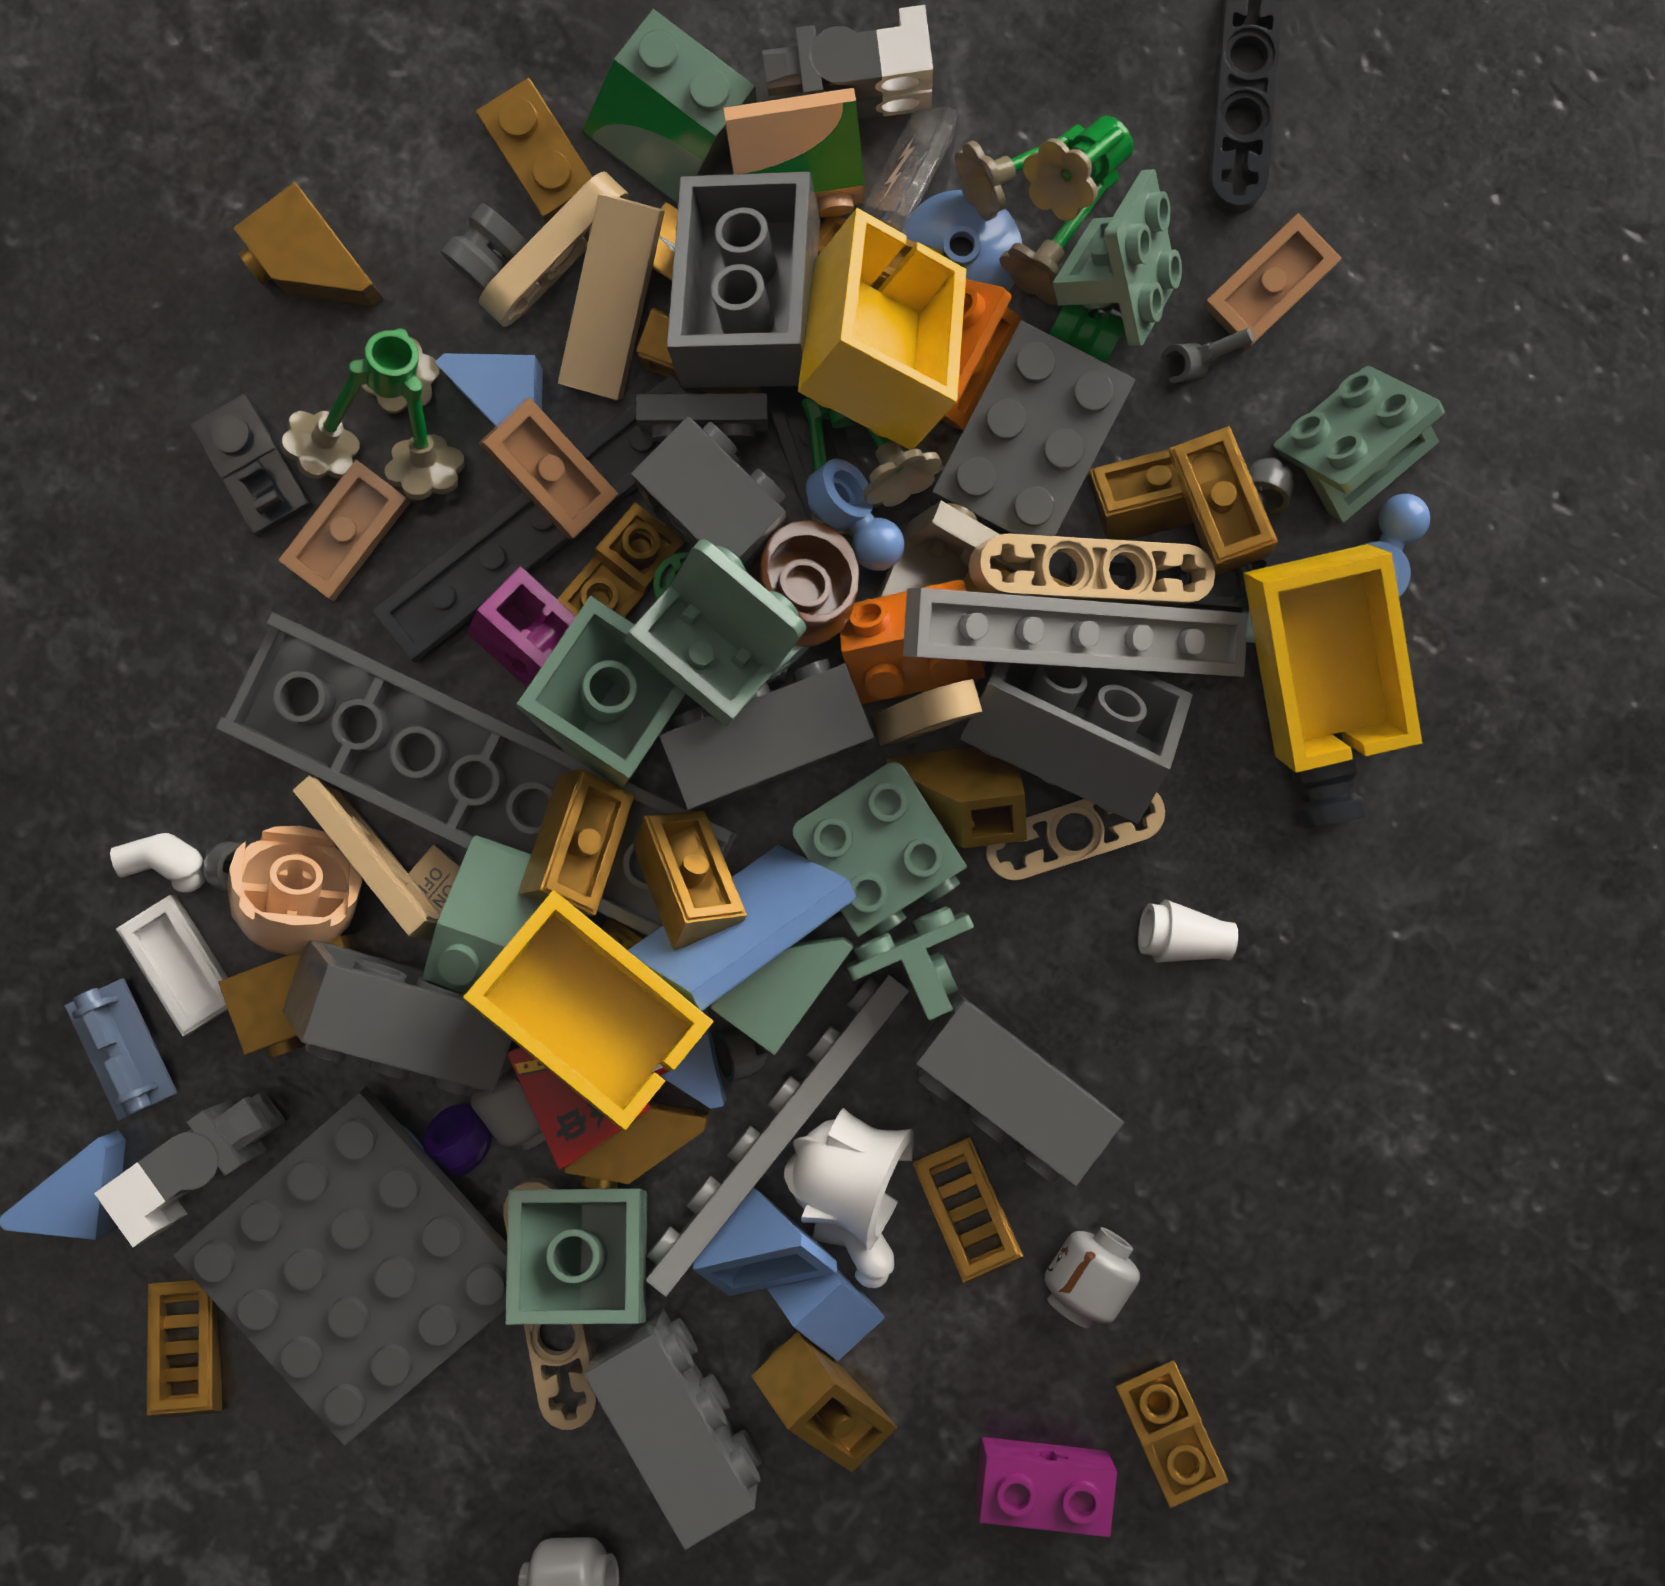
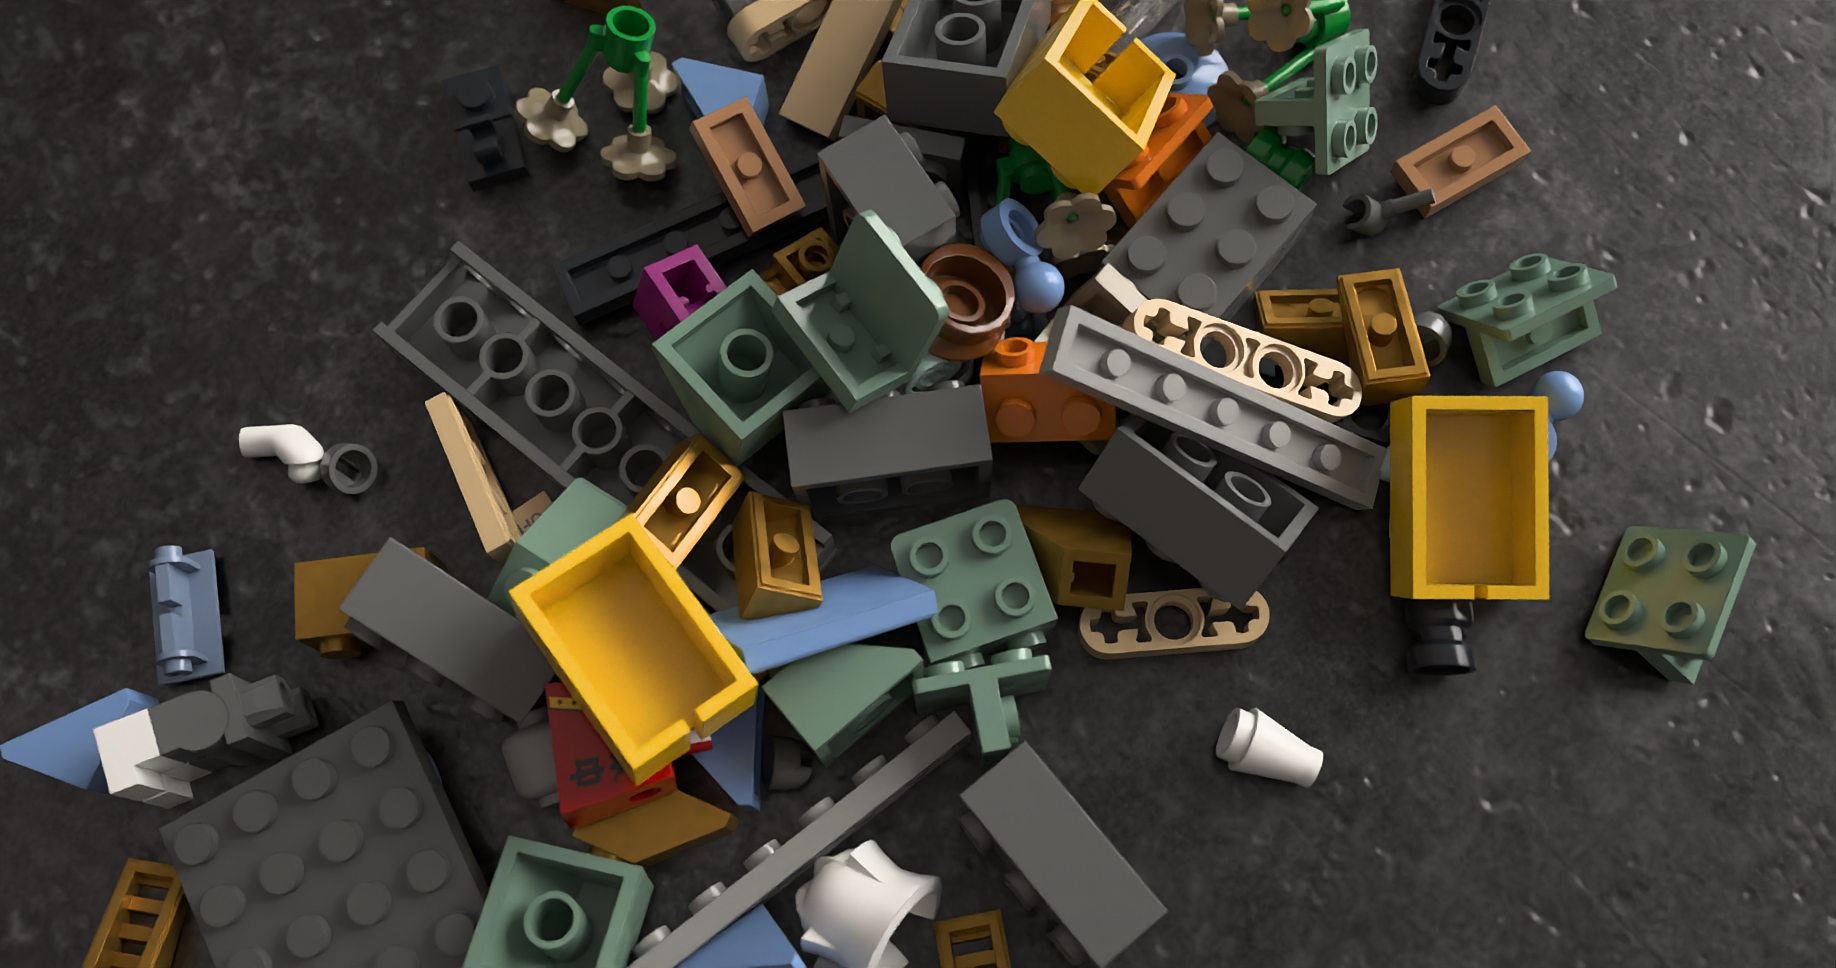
camera: 20 degrees right, 15 degrees down
(176, 963) = (265, 547): white tile -> none
(292, 889) = (393, 492): light nougat cylinder -> none
(344, 530) = (549, 195): medium nougat plate -> none
(457, 1139) = (477, 779): dark purple tile -> none
(927, 712) = (1051, 456): tan beam -> none
(1534, 702) = (1671, 596): none -> sand green bracket

